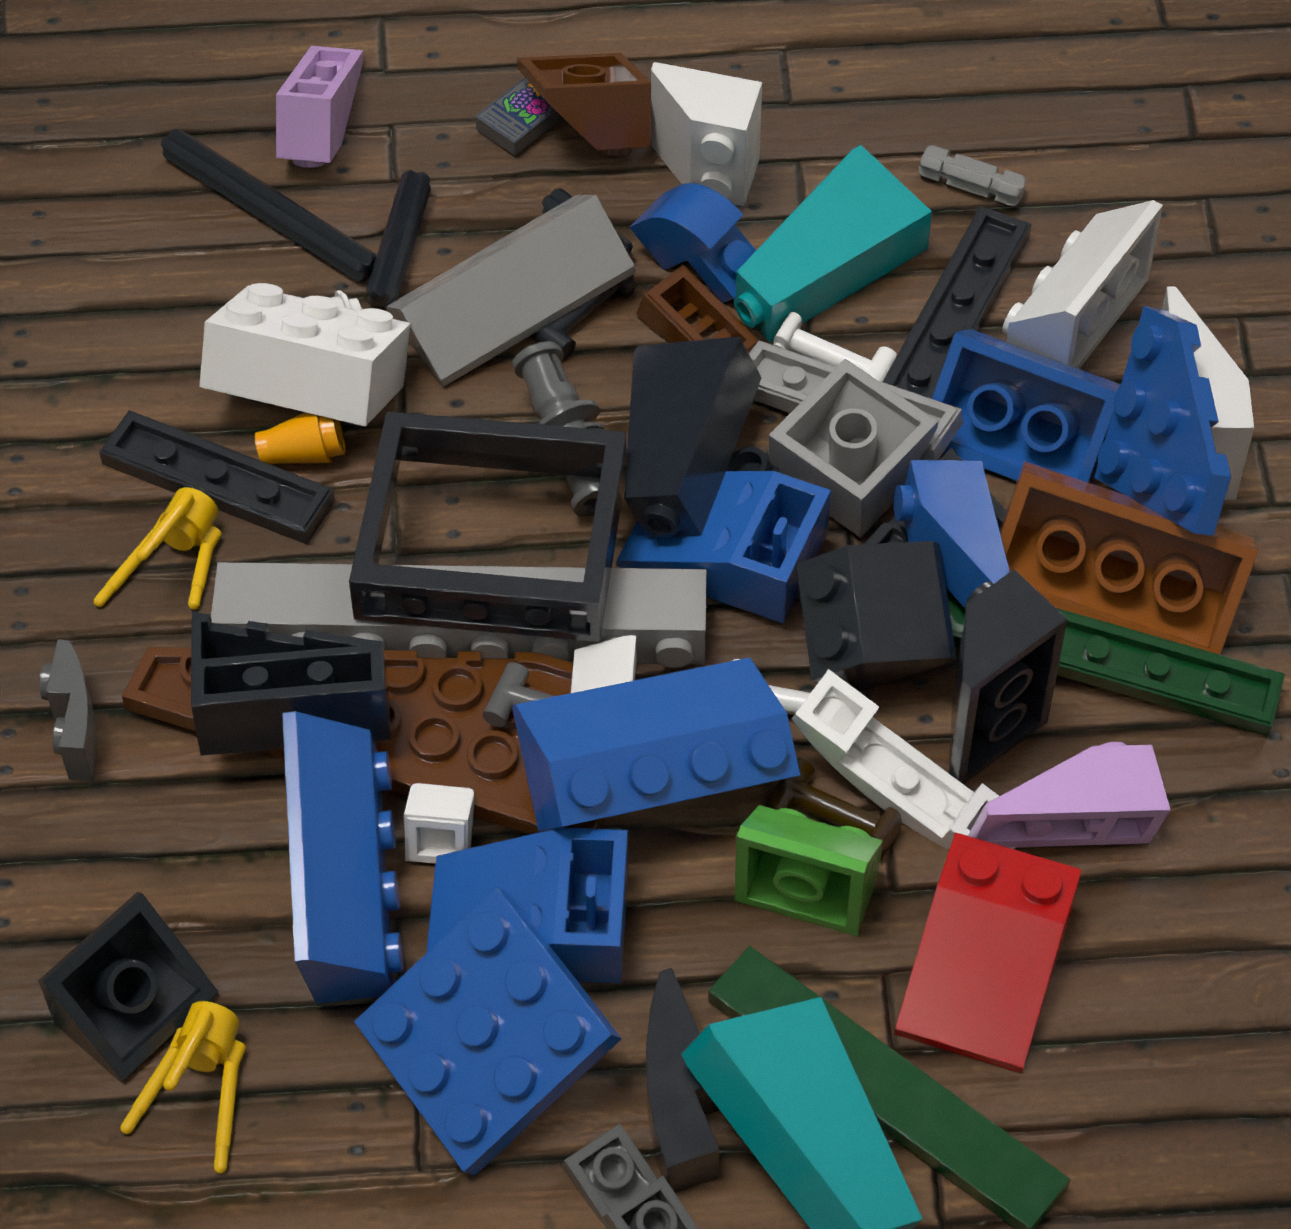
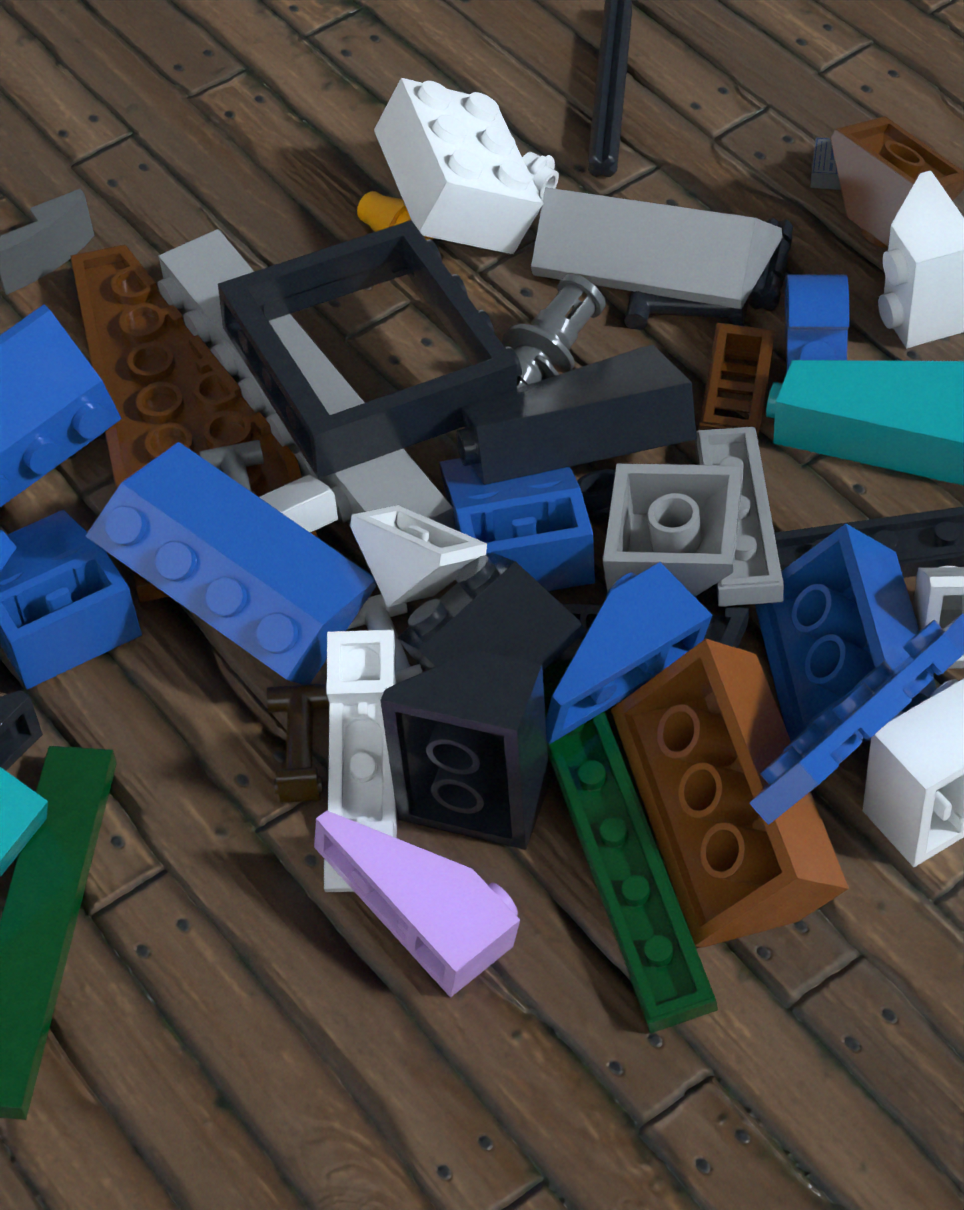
camera: 60 degrees right, 5 degrees down
(181, 526) = (259, 199): yellow plant -> none
(231, 479) = (325, 185): black tile -> none
(254, 676) = (114, 315): black wedge -> none
(316, 105) = (728, 46): lavender slope -> none
(398, 239) = (652, 165): black axle -> none
(437, 821) = (86, 485): white slope -> none
(756, 613) = (411, 553): none -> white slope
(806, 344) = (782, 448): white piece -> none
(806, 868) = (211, 736): bright green slope -> none
(988, 952) = (220, 922): red slope -> none

